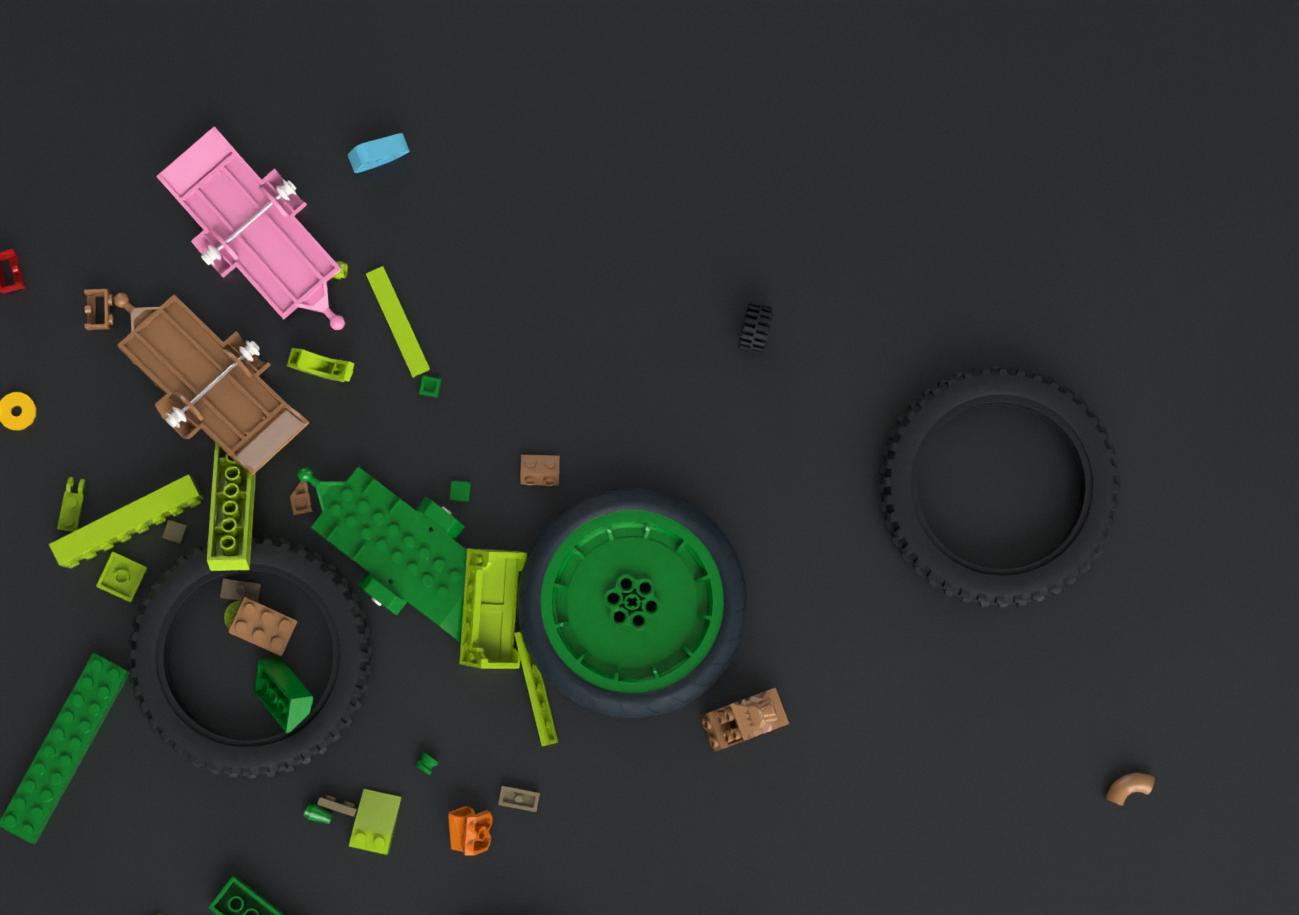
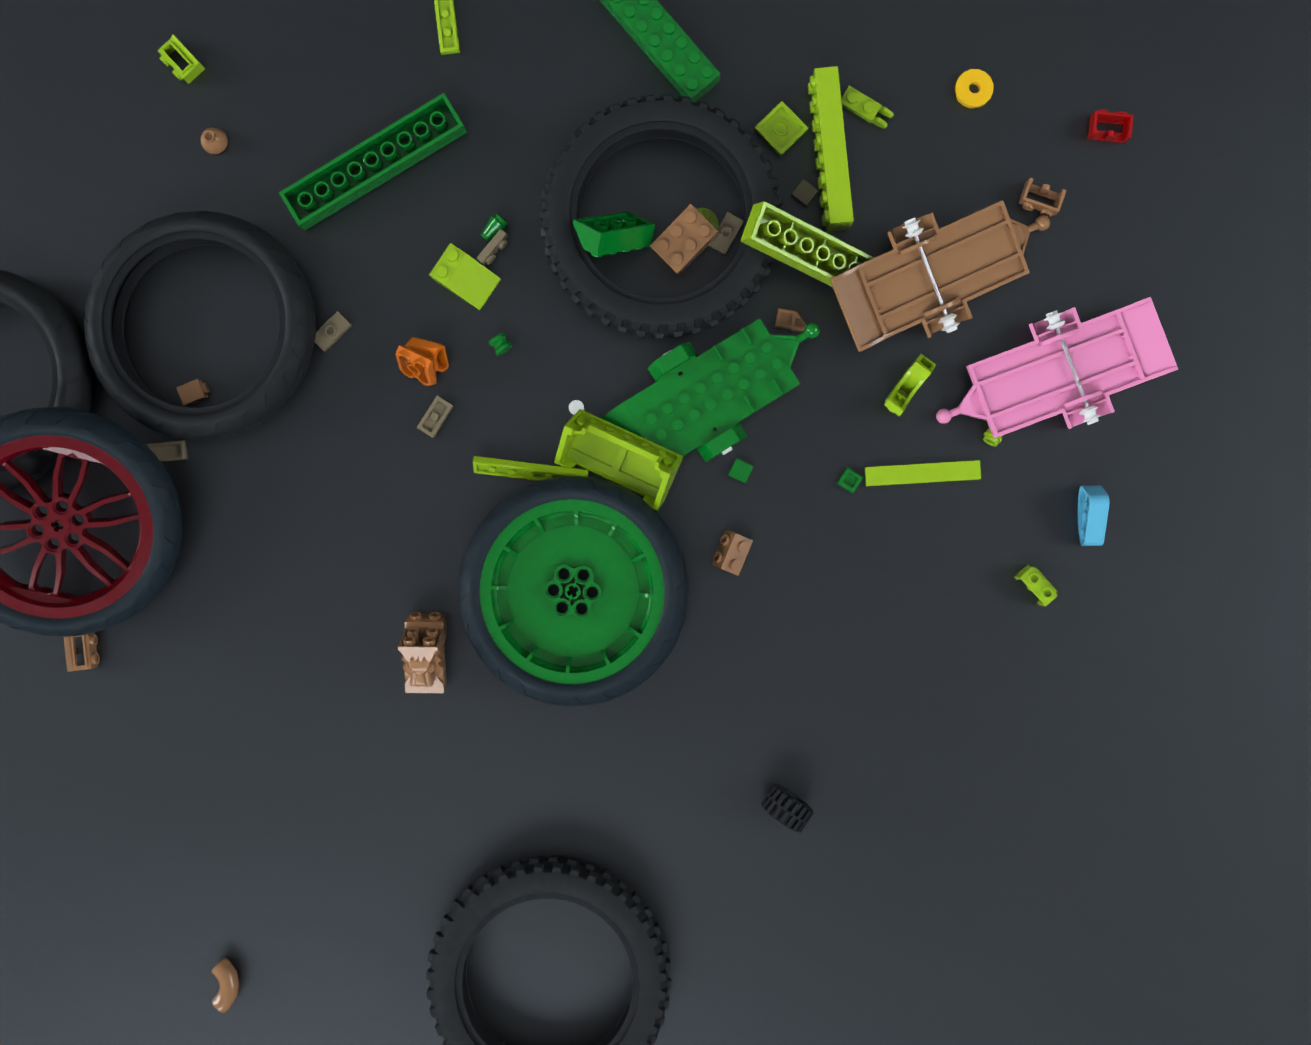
camera: 115 degrees right, 5 degrees up
(459, 670) = (575, 405): none -> white sticker
(461, 178) = (1037, 584): none -> lime window

